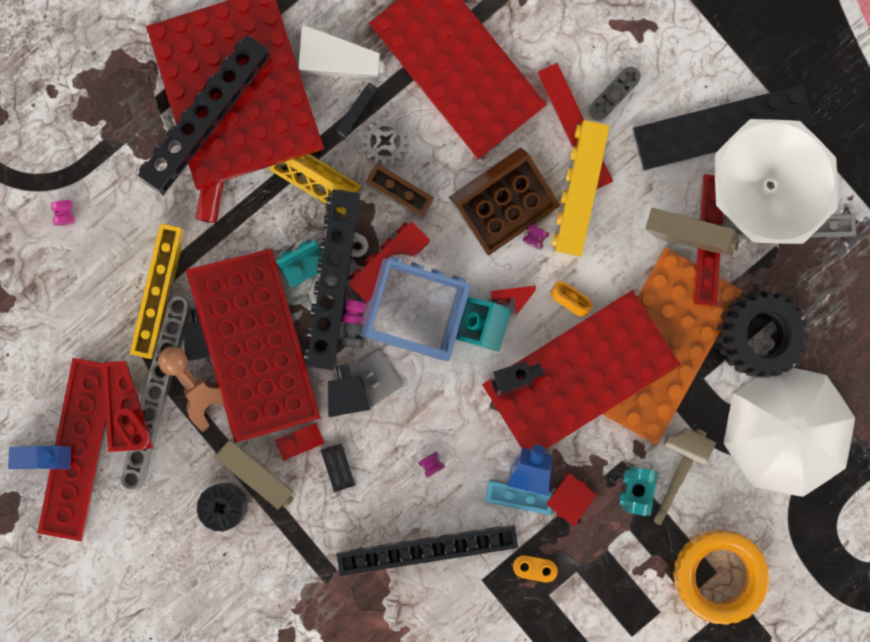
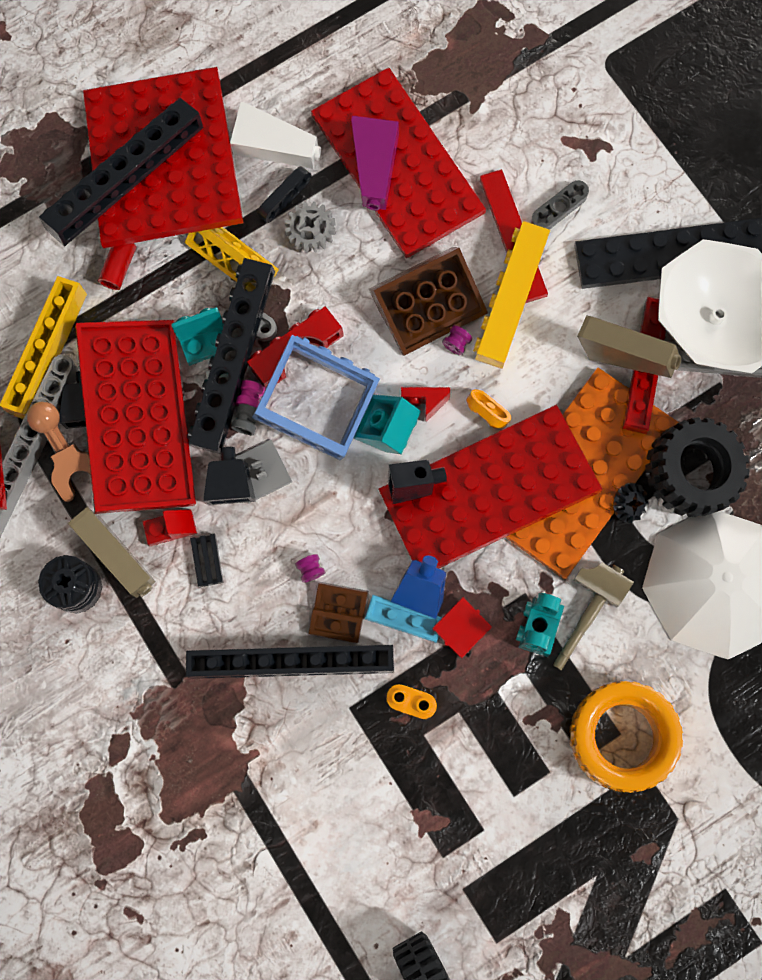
camera: 15 degrees right, 10 degrees down
(399, 191) = (317, 275): reddish brown brick -> none
(438, 68) = (375, 156): none -> magenta slope
(461, 499) = (338, 612): none -> reddish brown slope
(702, 365) = (626, 494): none -> black gear

